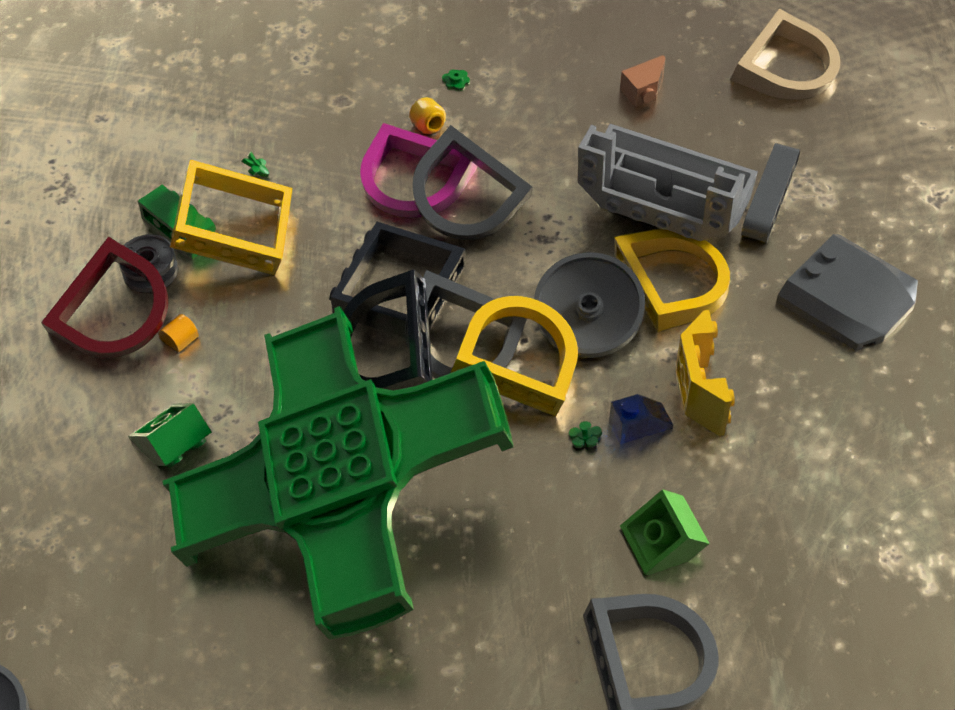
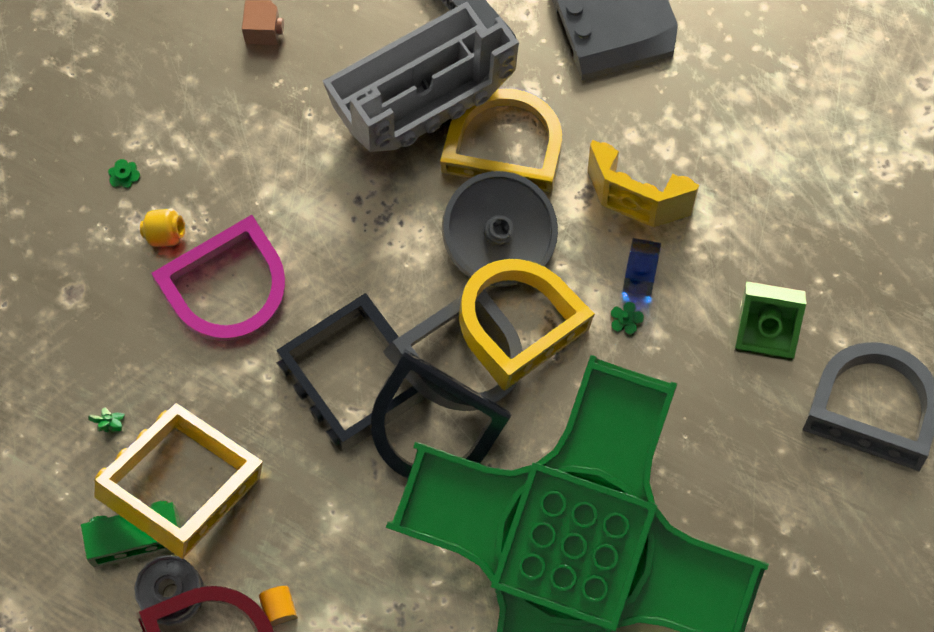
camera: 55 degrees left, 15 degrees up
(456, 140) = (335, 228): dark grey window -> none

